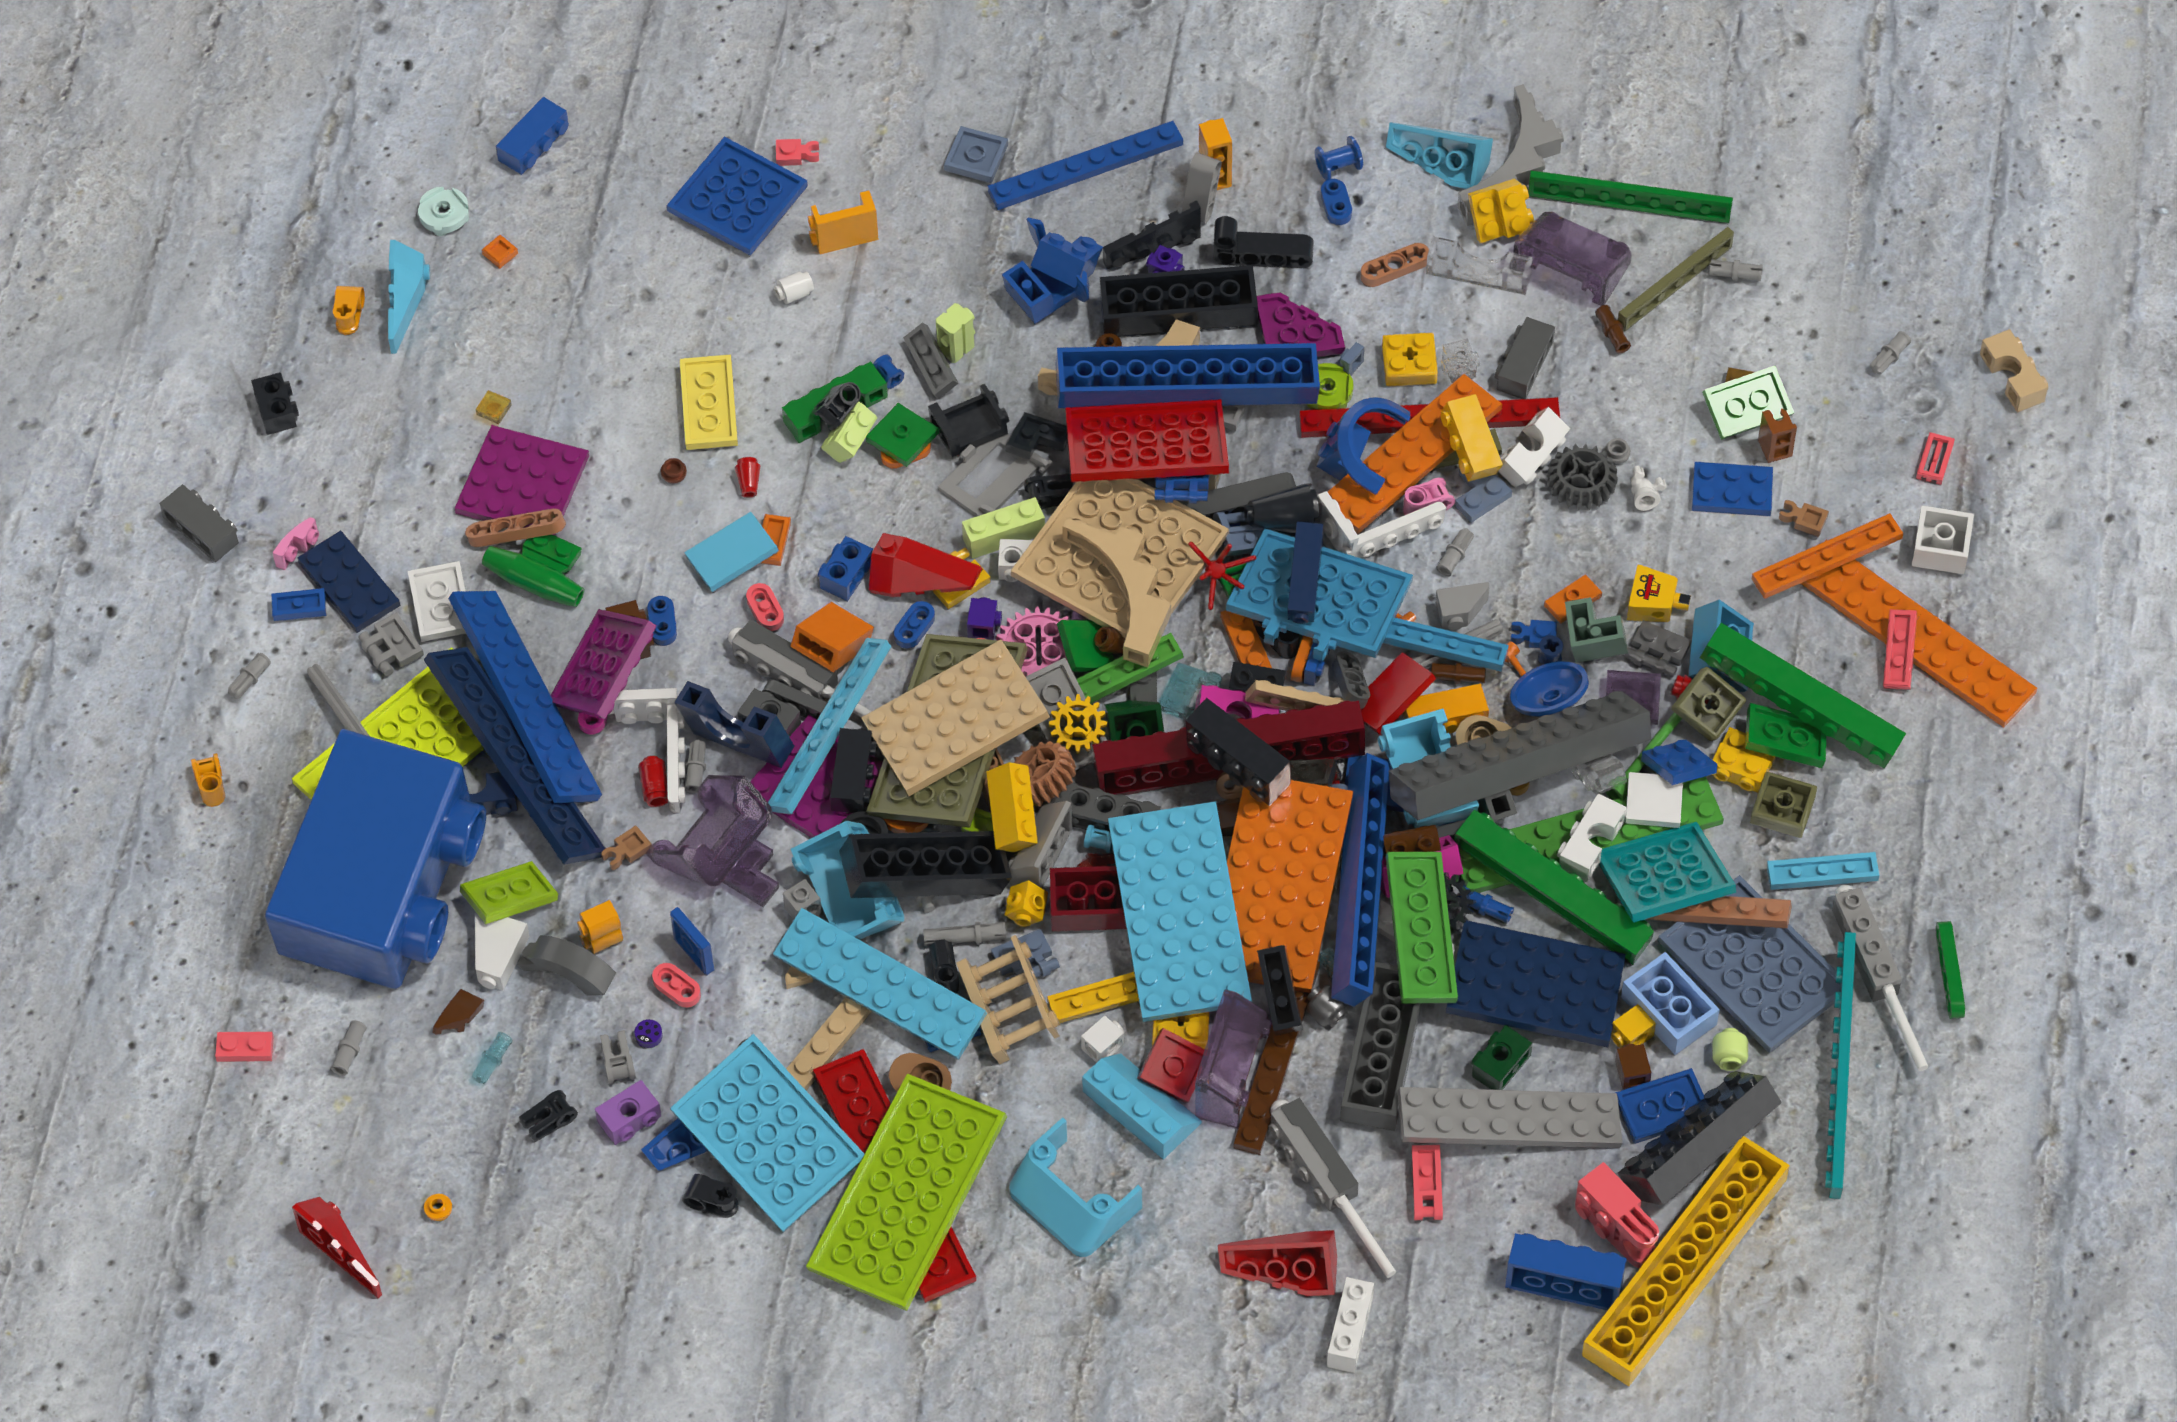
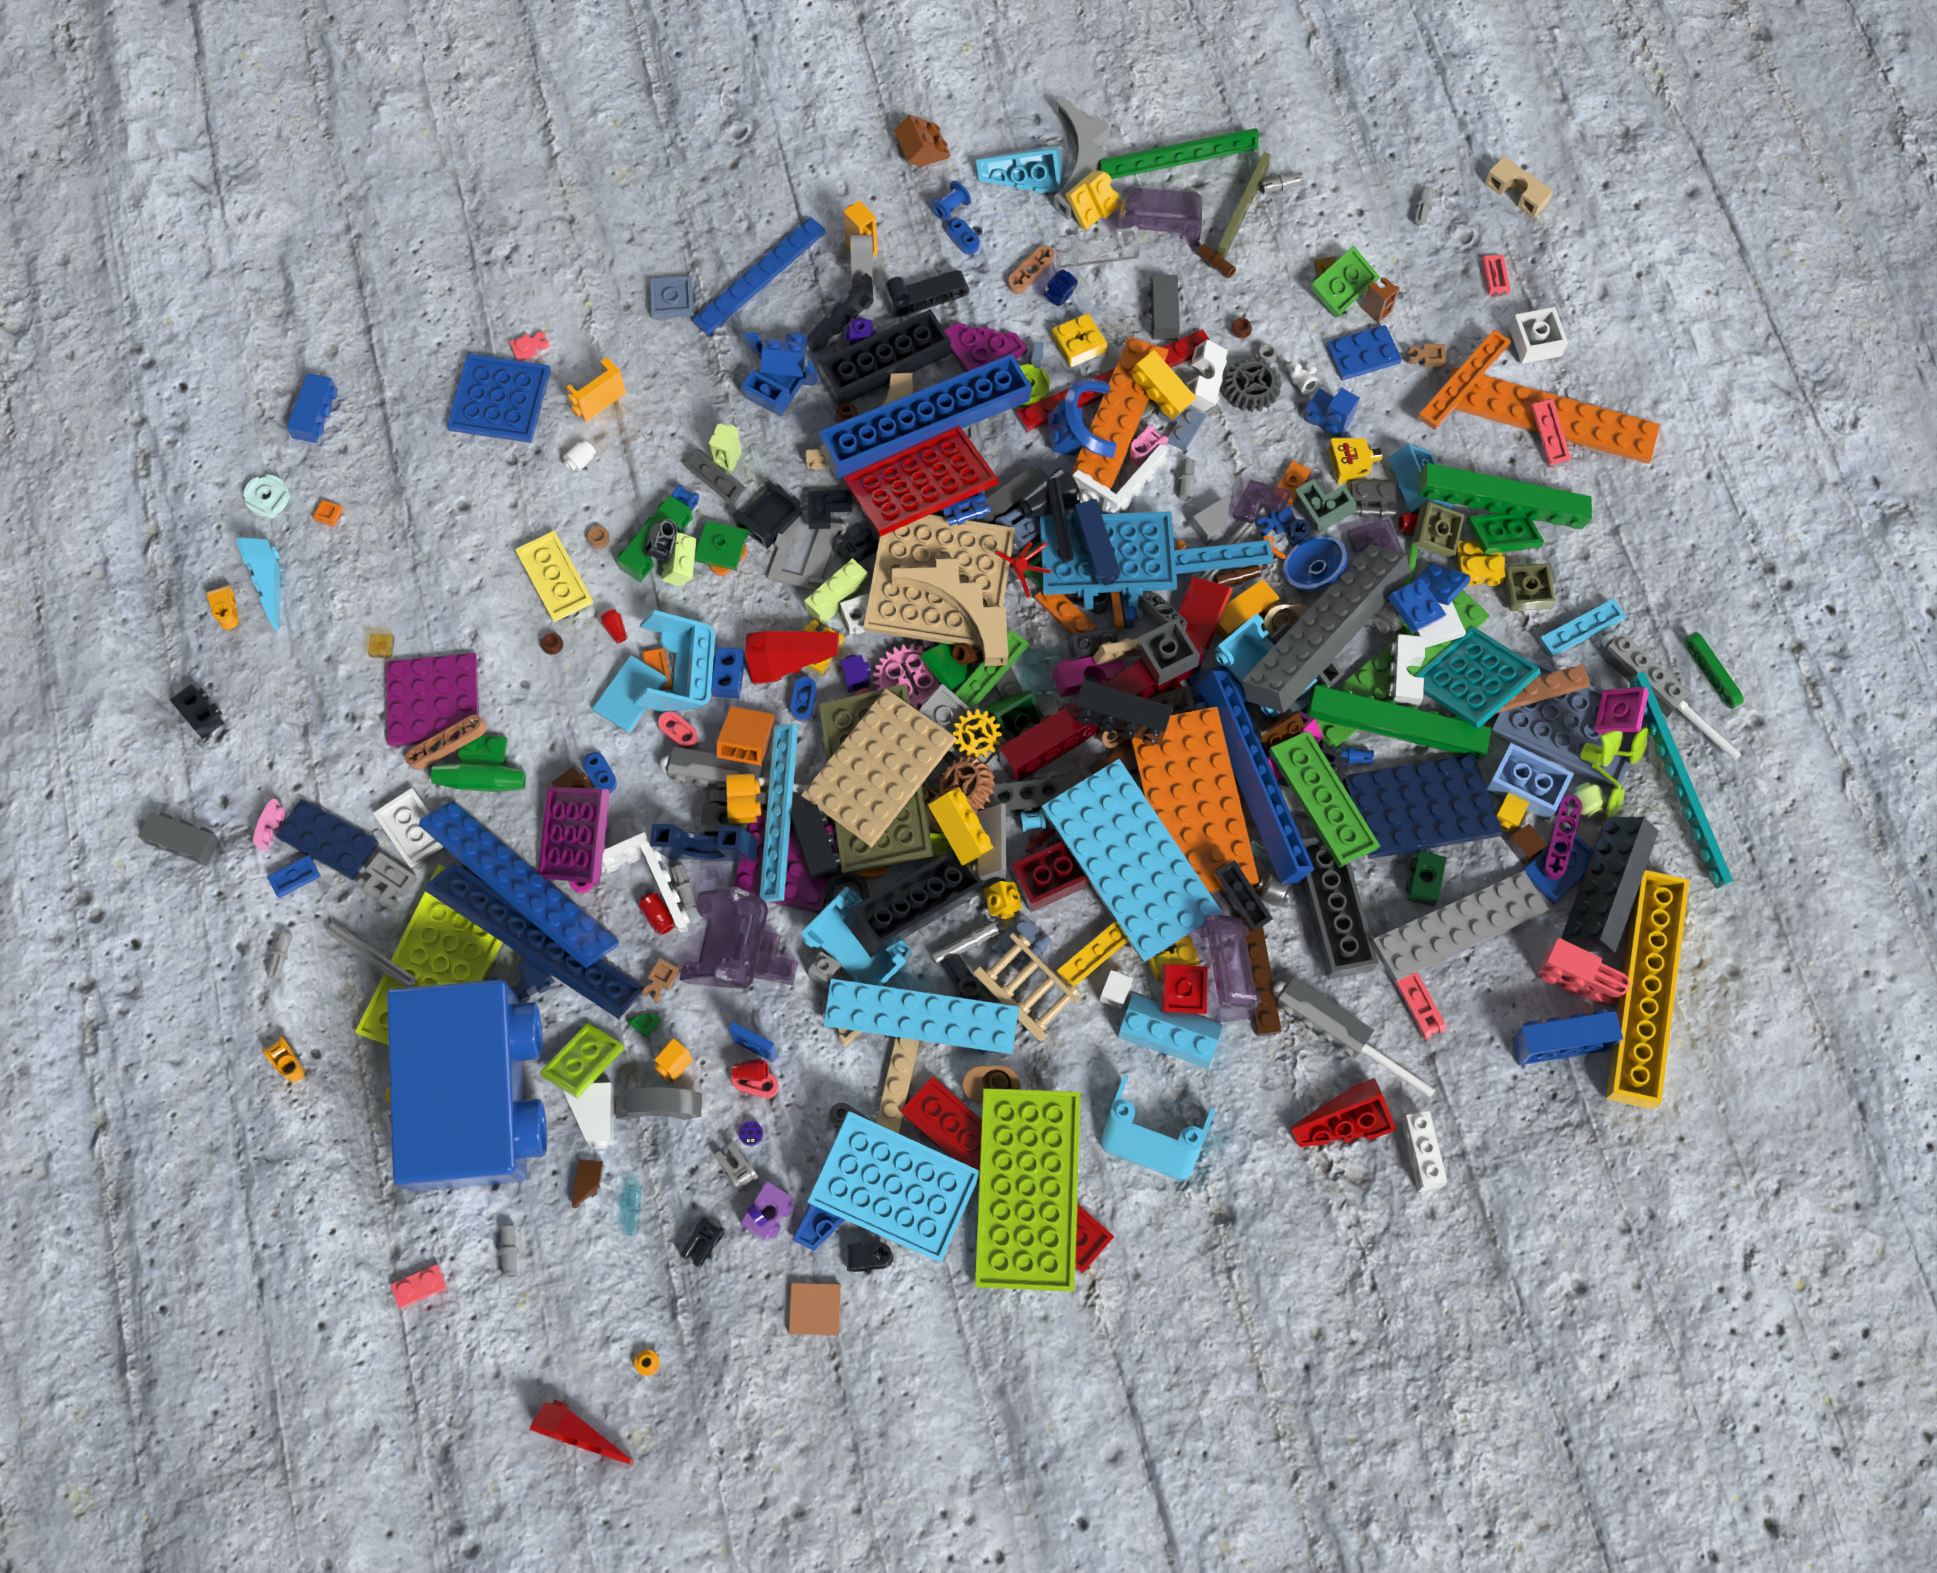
camera: 25 degrees left, 10 degrees up
(590, 885) = (645, 1023): none -> green tile
(614, 1103) = (757, 1215): none -> dark purple tile
(632, 1225) = (815, 1309): none -> nougat tile
(677, 967) = (751, 1070): none -> red cone
(775, 379) = (598, 537): none -> medium nougat tile
(796, 695) = (742, 798): none -> light orange brick
(821, 525) = (693, 663): none -> medium azure windscreen
(1279, 536) = (1060, 519): none -> black axle
(1320, 709) = (1167, 651): none -> dark grey brick
(1339, 81) = (921, 141): none -> dark orange slope
(1415, 294) = (1060, 287): none -> clear blue gear
(1523, 597) = (1258, 496): none -> clear purple plate
(1603, 412) = (1241, 328): none -> copper plate
(1634, 771) = (1417, 605): none -> blue plate
(1657, 537) = (1332, 412): none -> blue brick
(1678, 1075) = (1565, 838): none -> magenta beam
(1760, 988) = (1604, 755): none -> lime plant
(1809, 965) = (1621, 710): none -> dark pink plate

